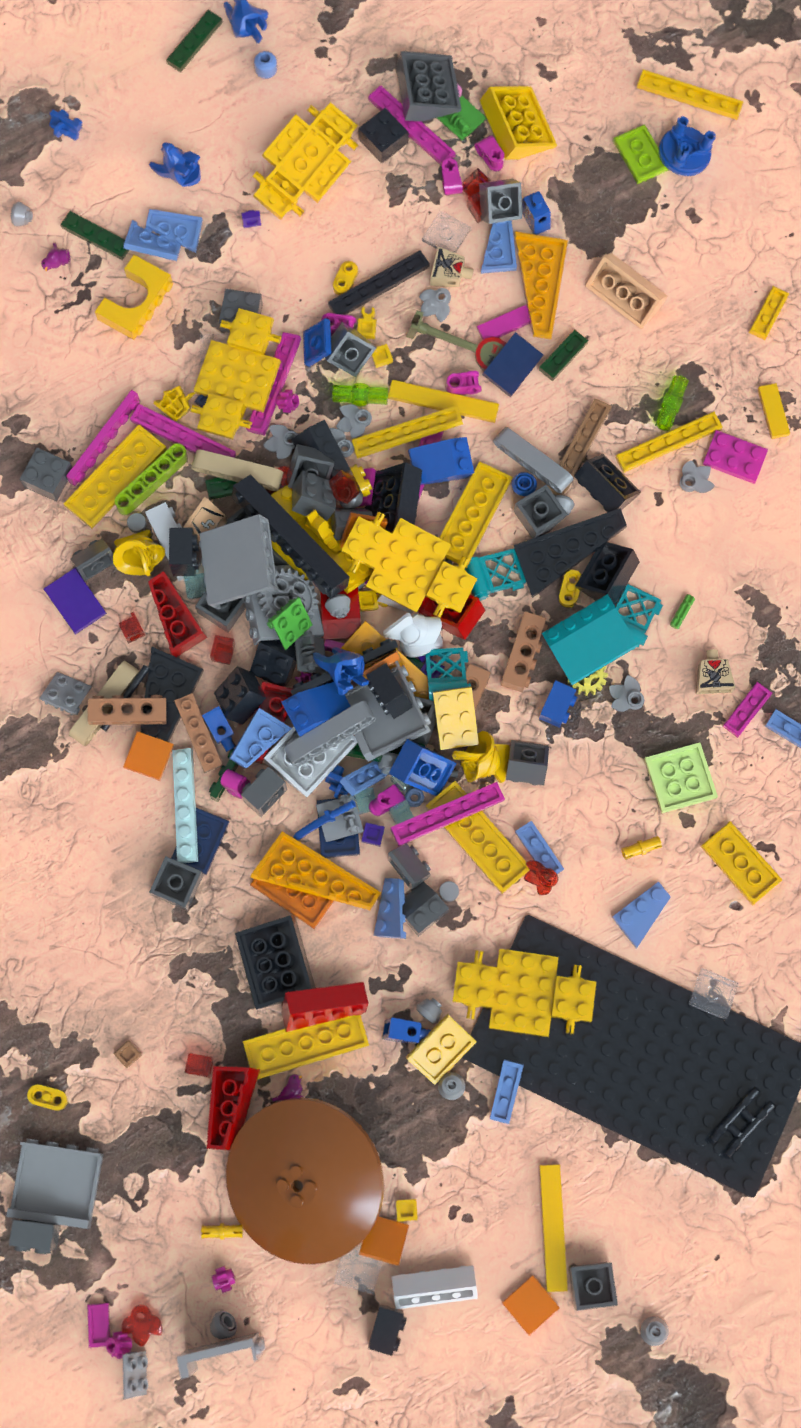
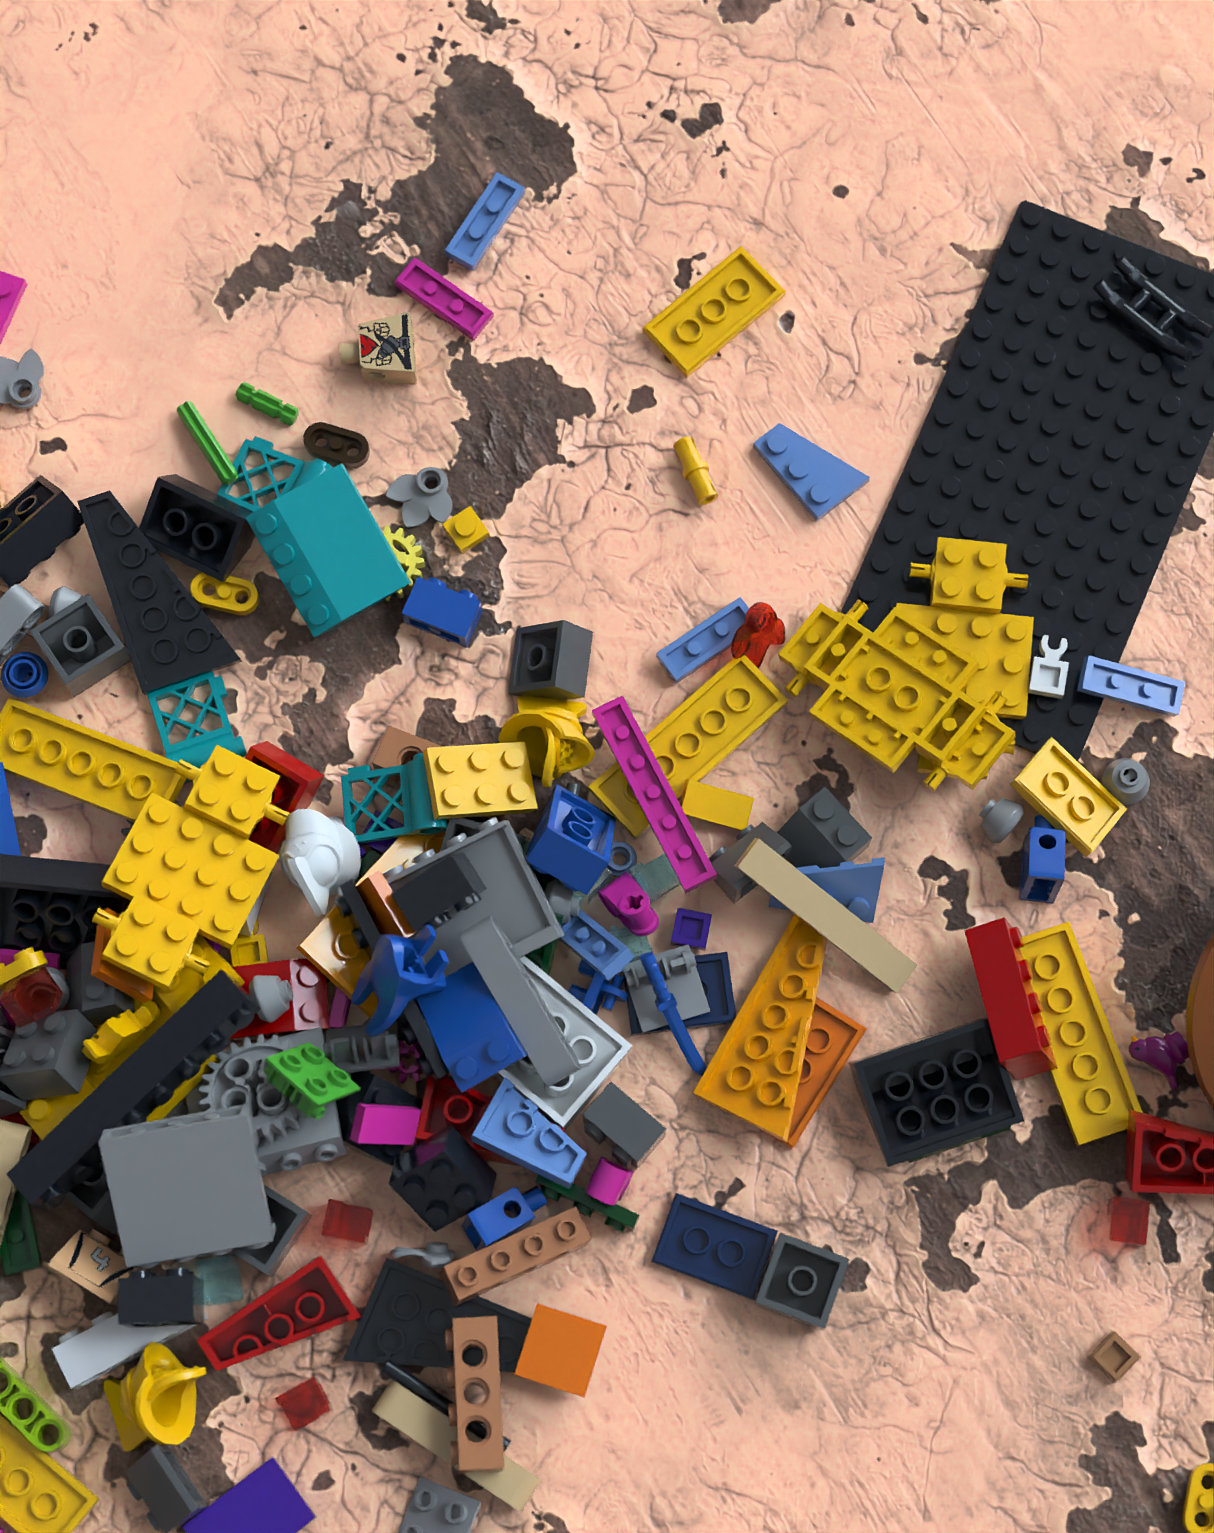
camera: 90 degrees left, 0 degrees up
(136, 522) = (89, 1408): light grey tile -> none
(185, 805) = (651, 1276): light aqua plate -> none
(201, 690) = (433, 1256): none -> light grey plate
(267, 664) = (385, 1124): none -> dark pink tile
(374, 904) = (825, 915): none -> tan tile
(442, 850) = (716, 805): none -> yellow tile
(449, 891) = (787, 794): light grey tile -> none
(500, 950) = (897, 693): none -> yellow piece
(514, 1042) = (1048, 673): none -> white plate
(529, 623) = (392, 695): nougat brick -> none
(607, 719) = (466, 530): none -> yellow plate
(657, 649) = (337, 446): none -> dark brown plate
(658, 579) = (207, 443): none -> bright green axle
(681, 778) = (570, 406): yellowish green plate -> none
(713, 993) = (940, 354): clear tile -> none

